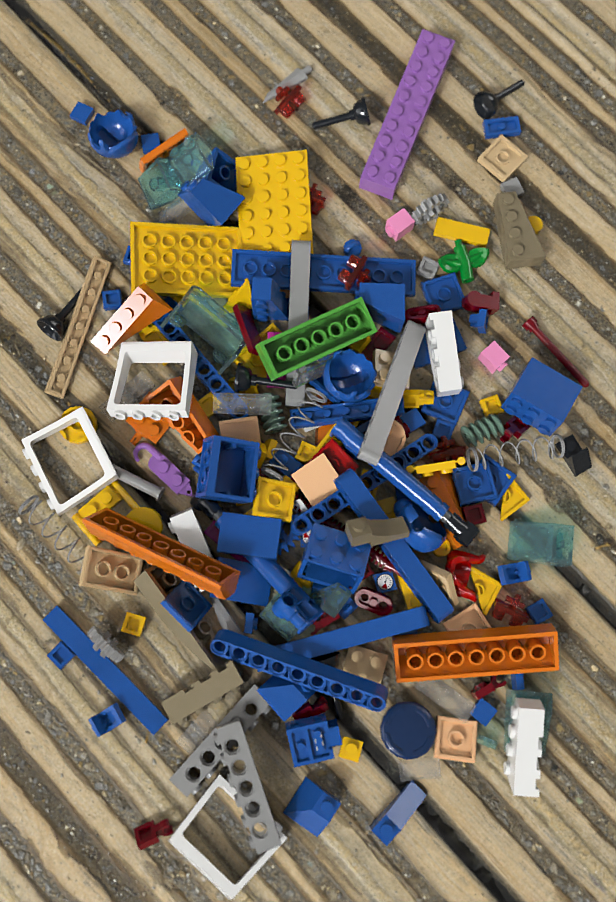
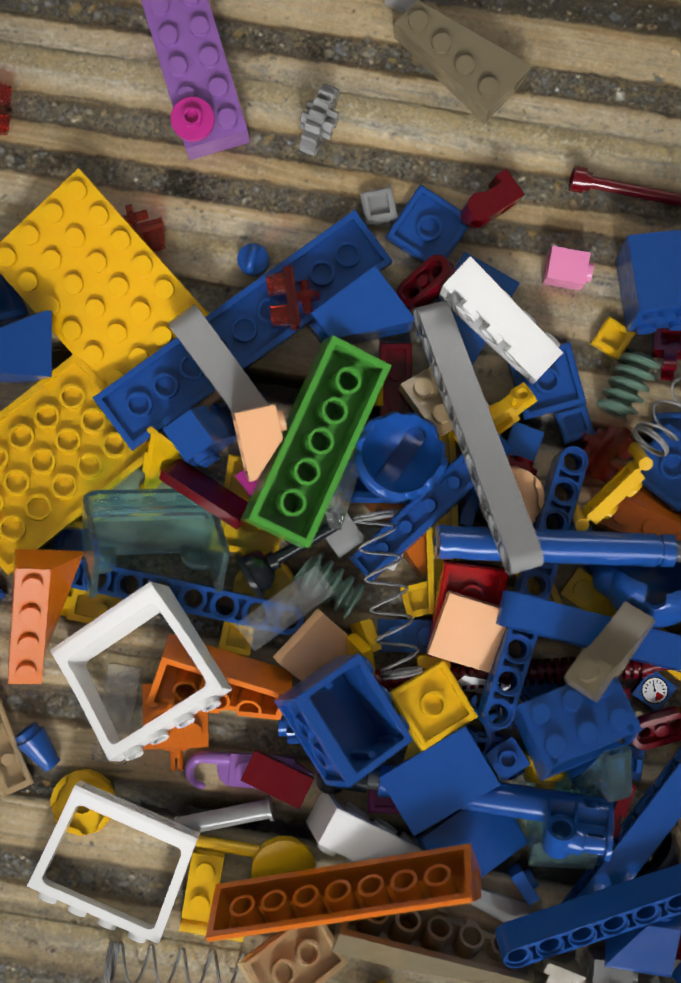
camera: 30 degrees left, 10 degrees up
(79, 383) = (37, 746): none -> blue cone
(174, 480) = (277, 778): none -> dark red tile
(186, 605) = (429, 936): blue tile -> none
(289, 556) = (507, 759): none -> blue bracket
(293, 313) = (258, 436): none -> light nougat slope
(358, 113) = (104, 49): black piece -> none
(373, 166) = (192, 119): none -> dark pink piece
(399, 224) = (291, 174): bright pink brick -> none
(457, 230) = (384, 116): yellow tile -> none
(464, 261) = (420, 157): green plant -> none
(480, 320) = (509, 229): blue tile -> none
(536, 223) = (477, 22): yellow tile -> none

